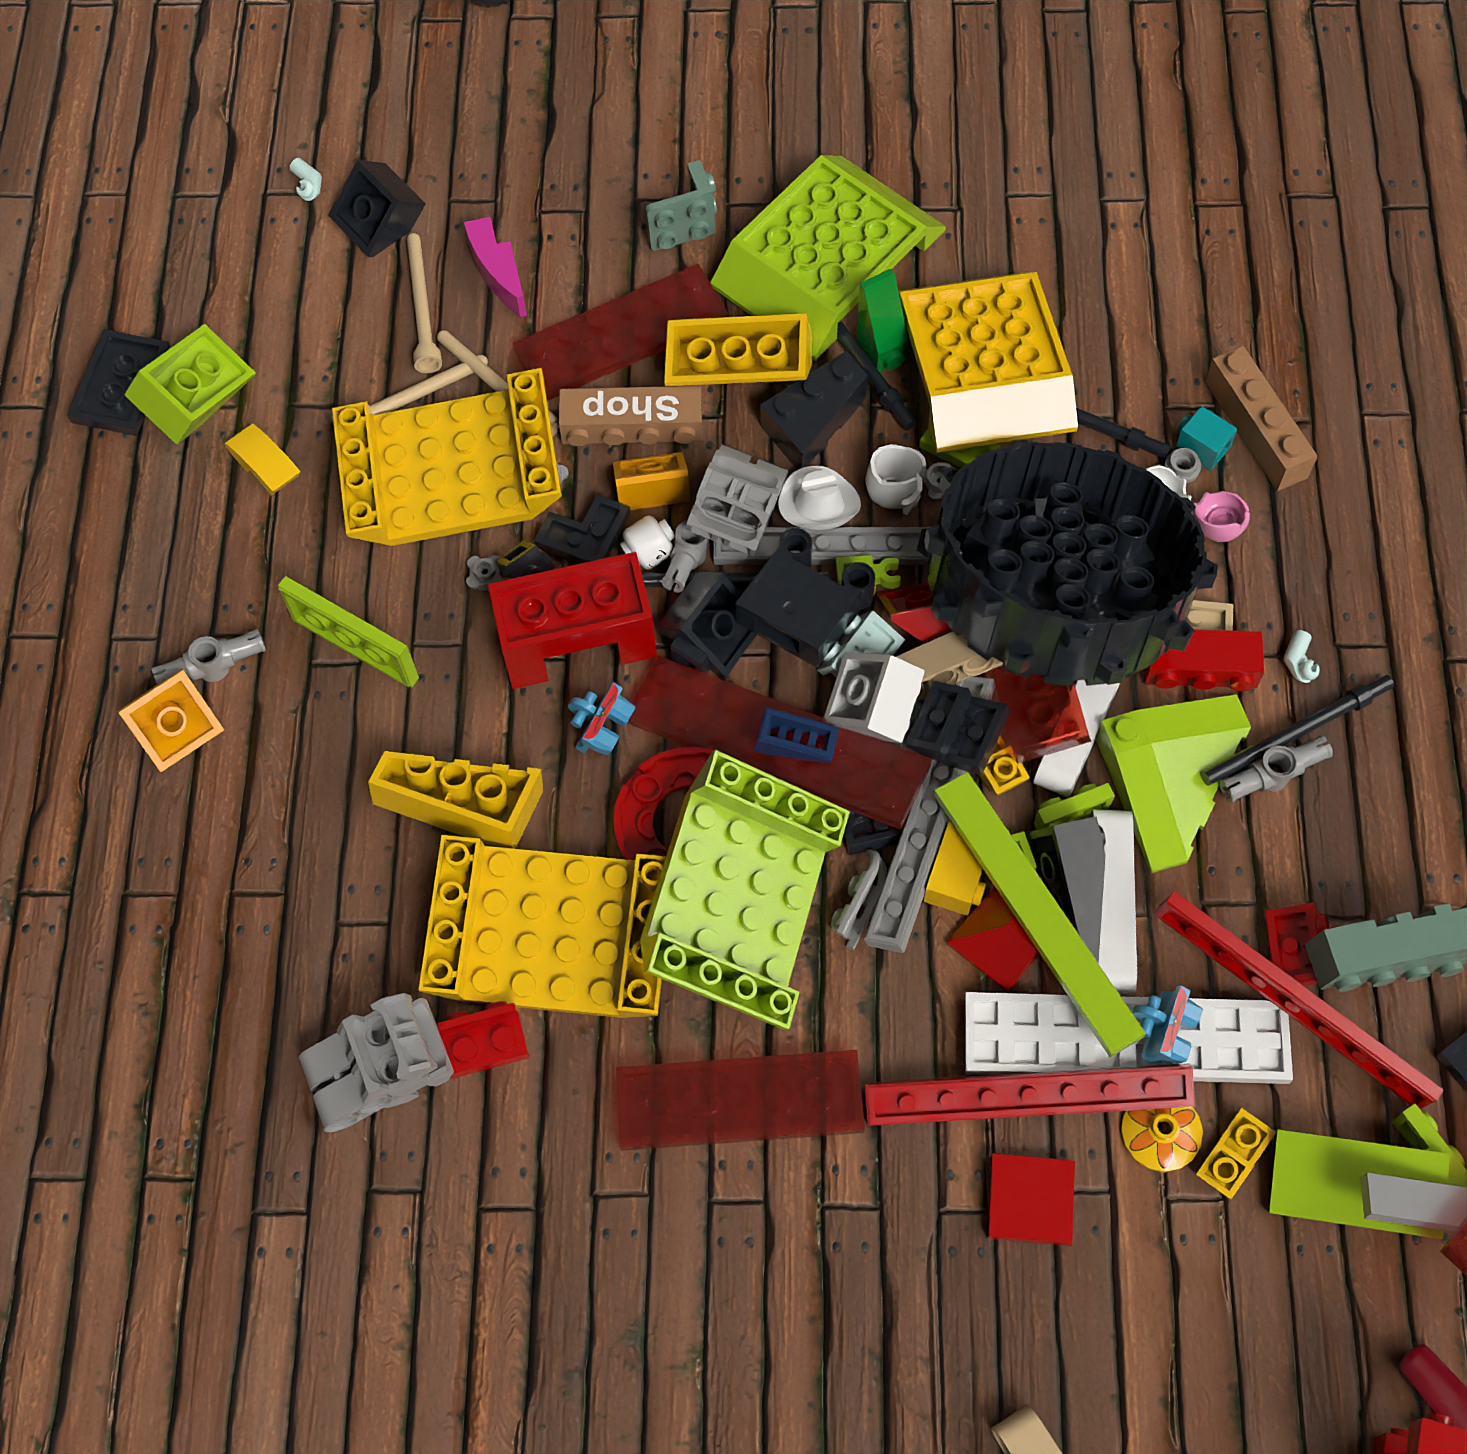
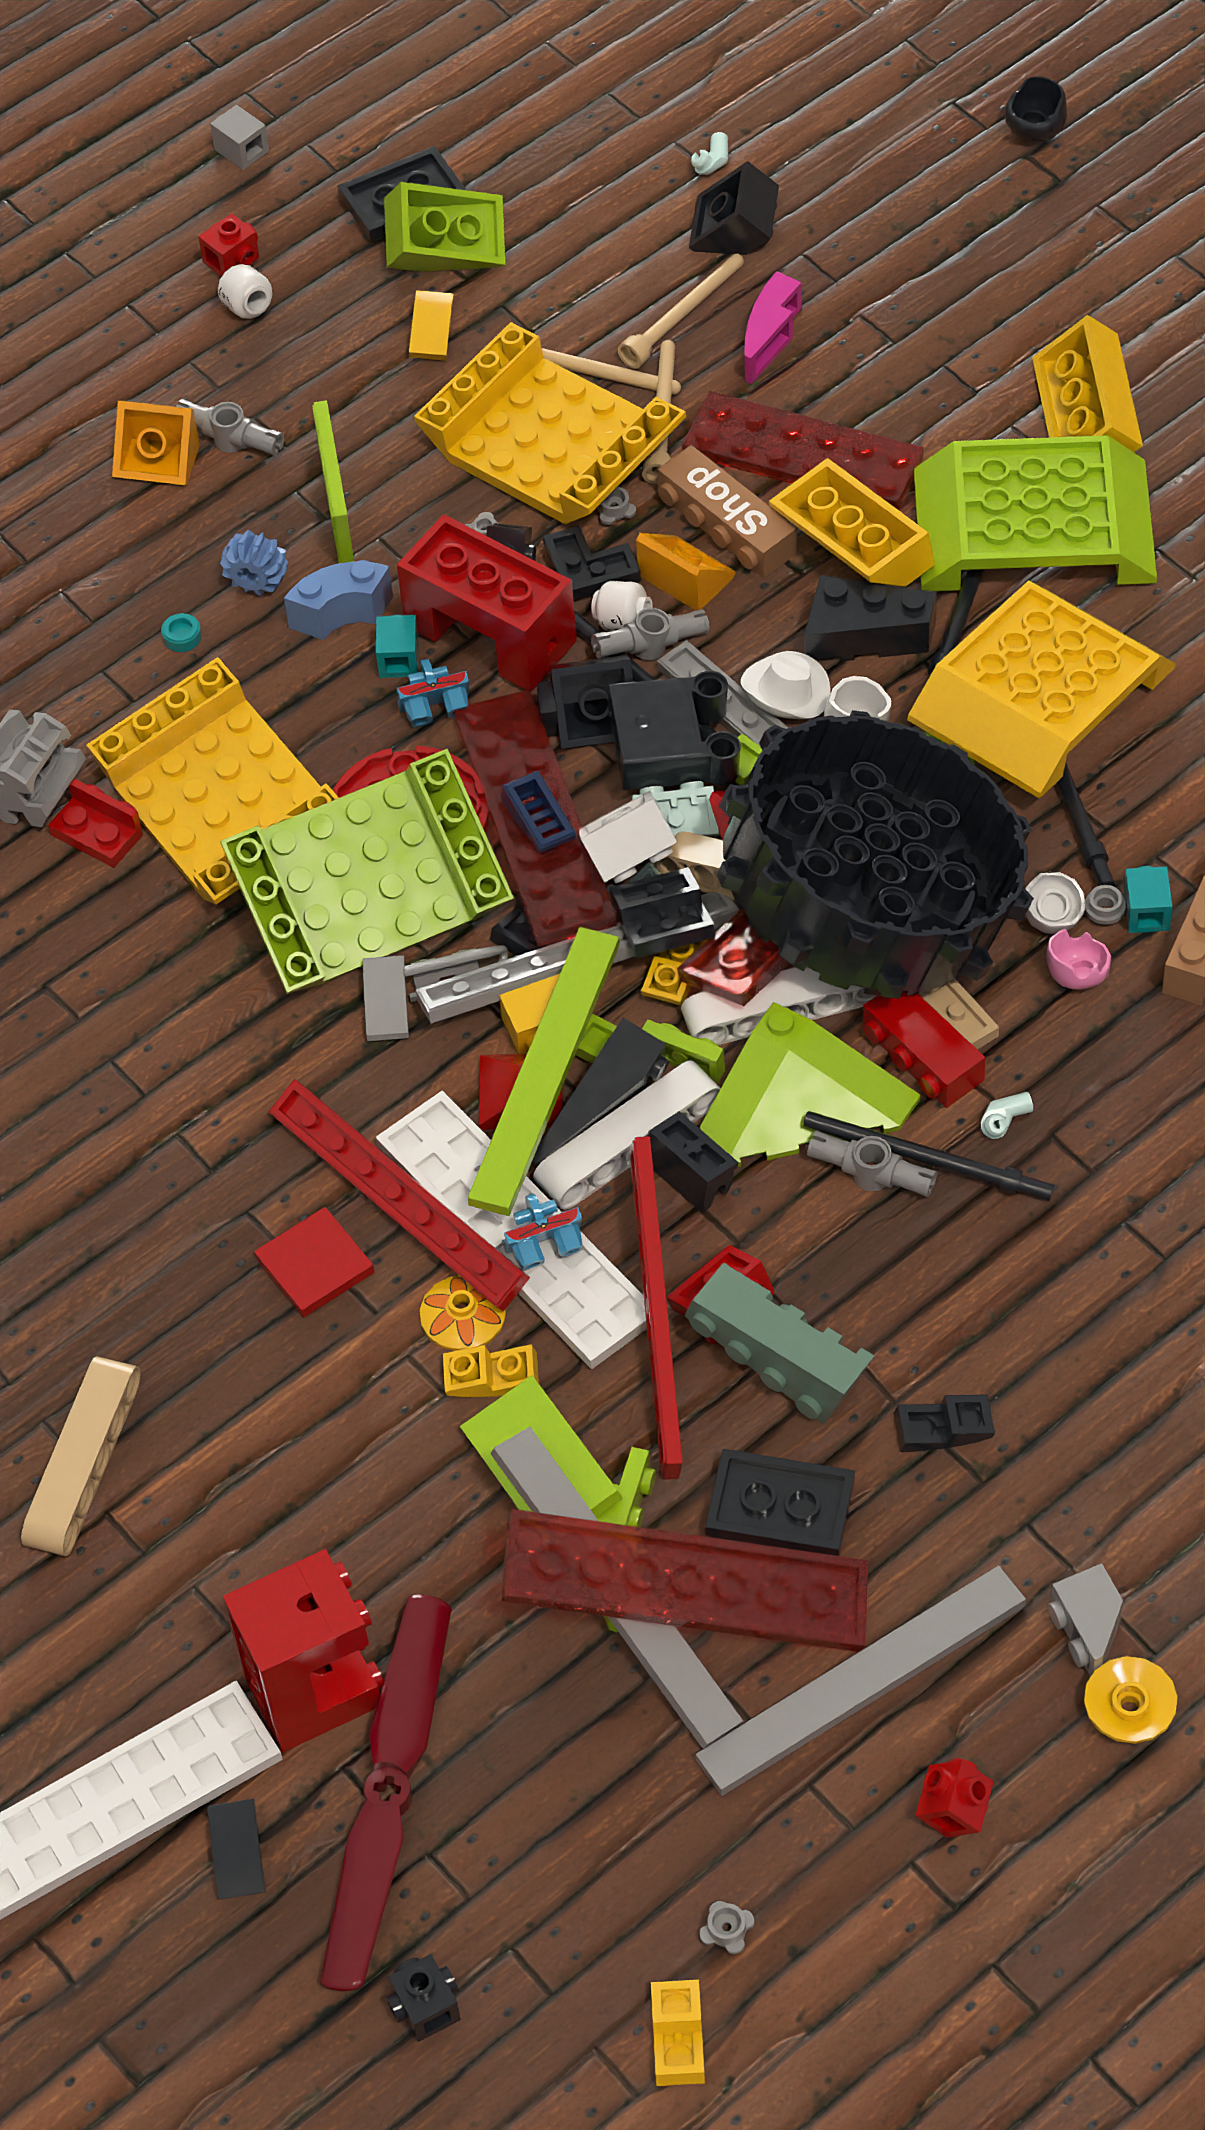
camera: 50 degrees right, 10 degrees down
(43, 526) = (229, 244): none -> red brick
(95, 549) = (245, 291): none -> white head
(360, 741) = (254, 562): none -> medium blue gear
(360, 840) = (181, 632): none -> teal tile
(448, 709) = (338, 597): none -> medium blue brick
(458, 796) = (276, 663): yellow wedge -> none
(532, 707) = (397, 646): none -> teal brick
(685, 215) = (953, 401): sand green bracket -> none
(736, 500) = (714, 619): light grey connector -> none
(739, 1100) = (207, 1015): clear red plate -> none
(752, 141) = (1087, 385): none -> yellow slope
(842, 964) = (385, 998): none -> light grey slope
(881, 322) = (988, 581): green slope -> none
(1185, 872) = (690, 1160): none -> black hinge

